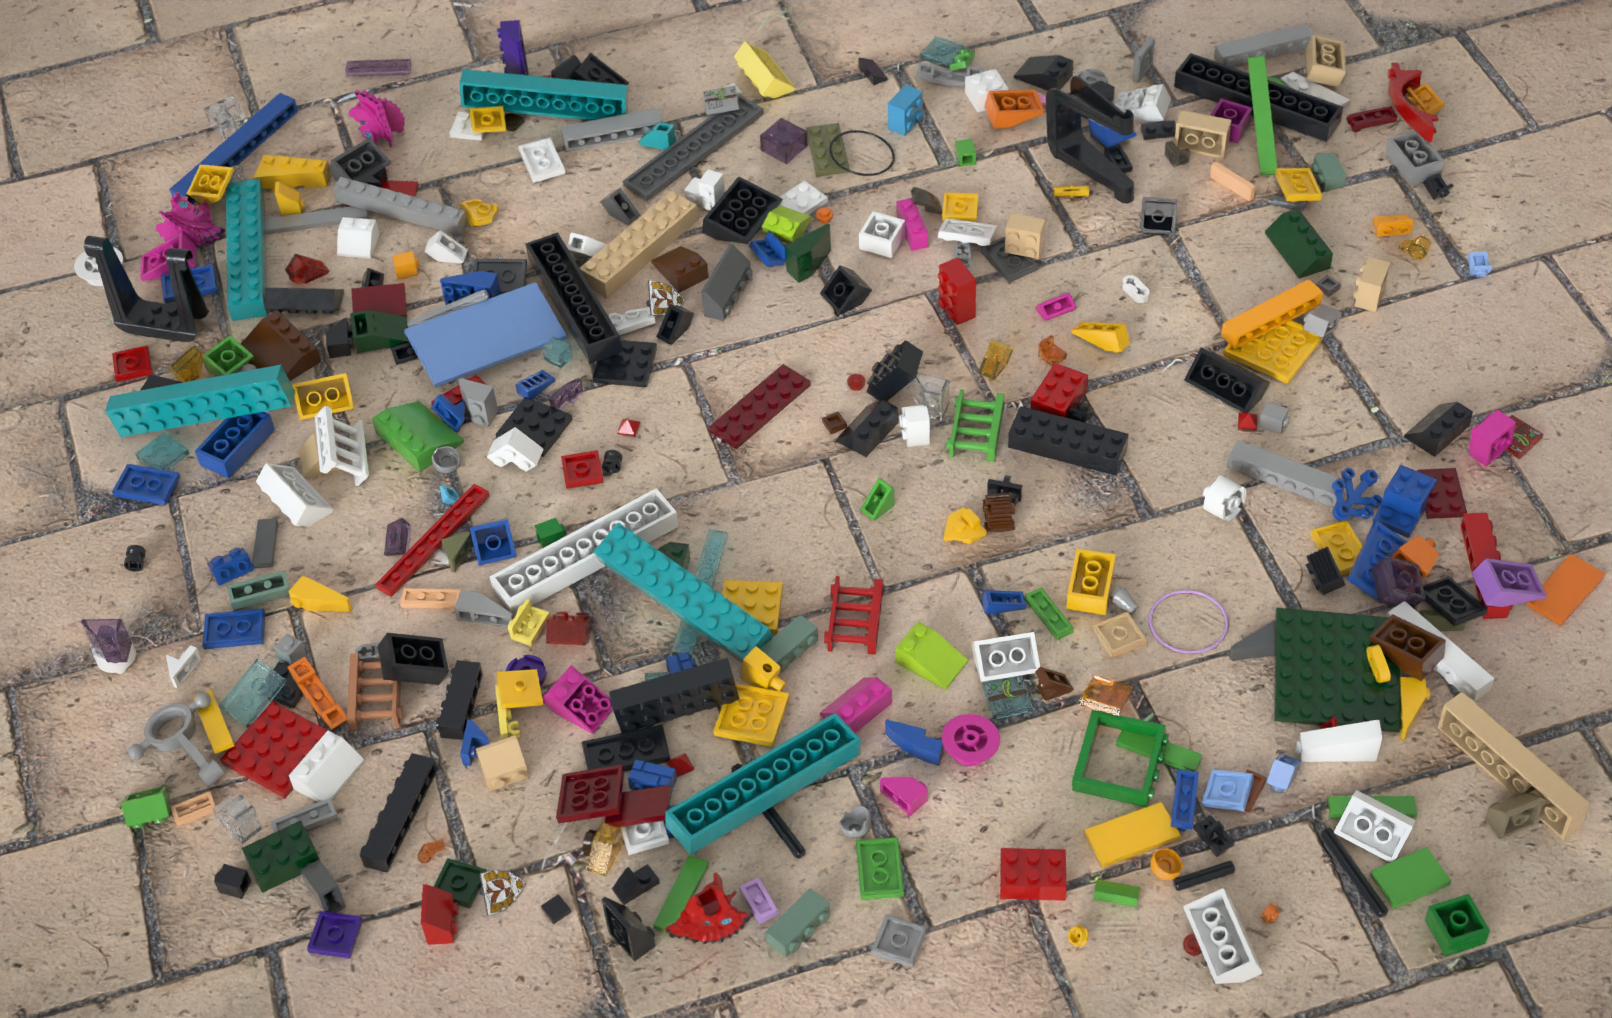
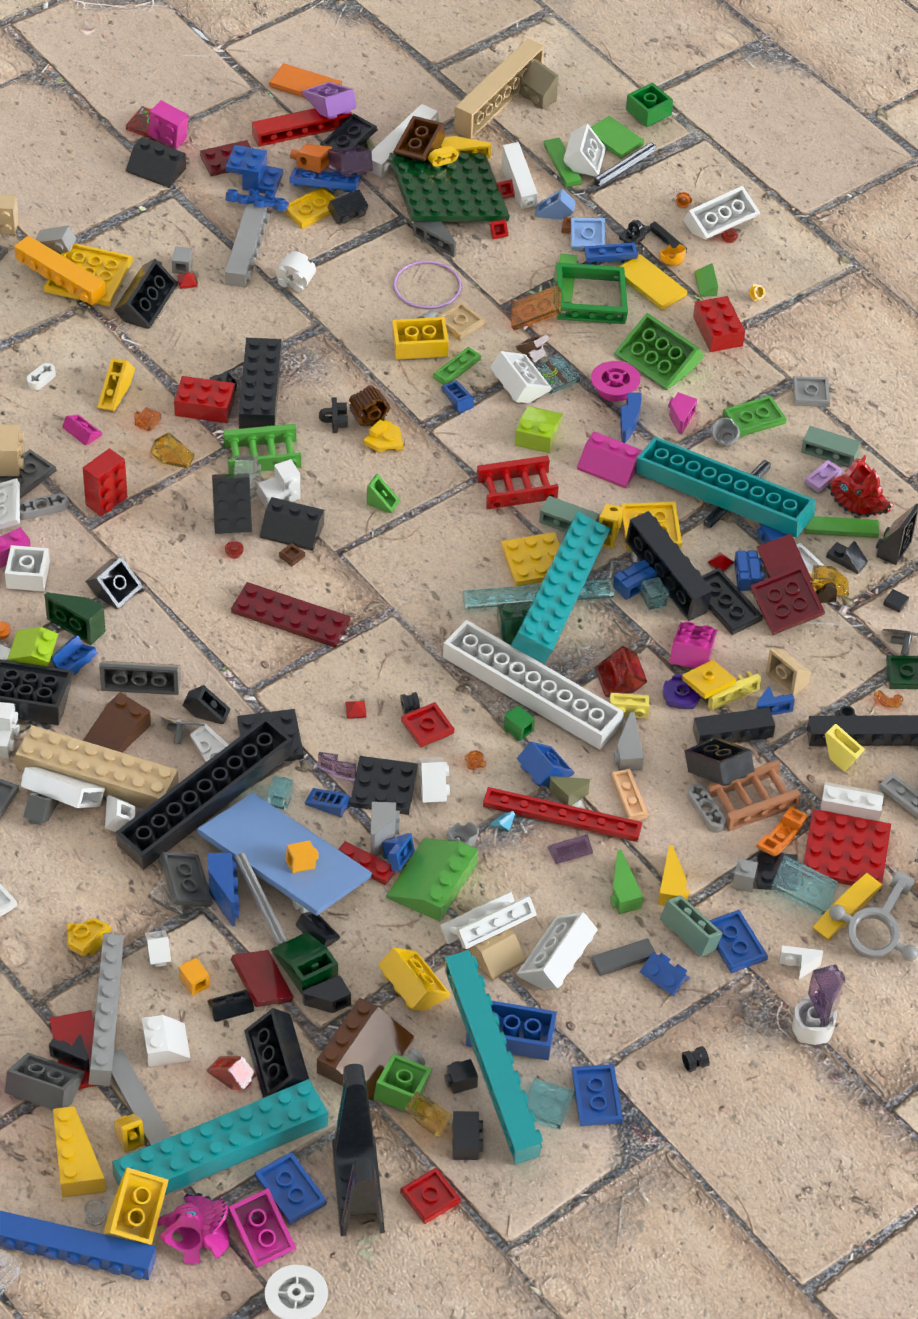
camera: 115 degrees left, 0 degrees up
(333, 560) = (626, 892): none -> bright green slope
(381, 772) = (842, 748): none -> light yellow slope
(430, 800) = (845, 711): none -> black plate
(464, 332) = (301, 856): none -> light orange brick
(527, 494) = (475, 760): none -> clear orange plate
(619, 217) = (62, 787): none -> white slope
(1006, 802) = (659, 352): none -> bright green slope
(1258, 705) = (499, 229): none -> red slope

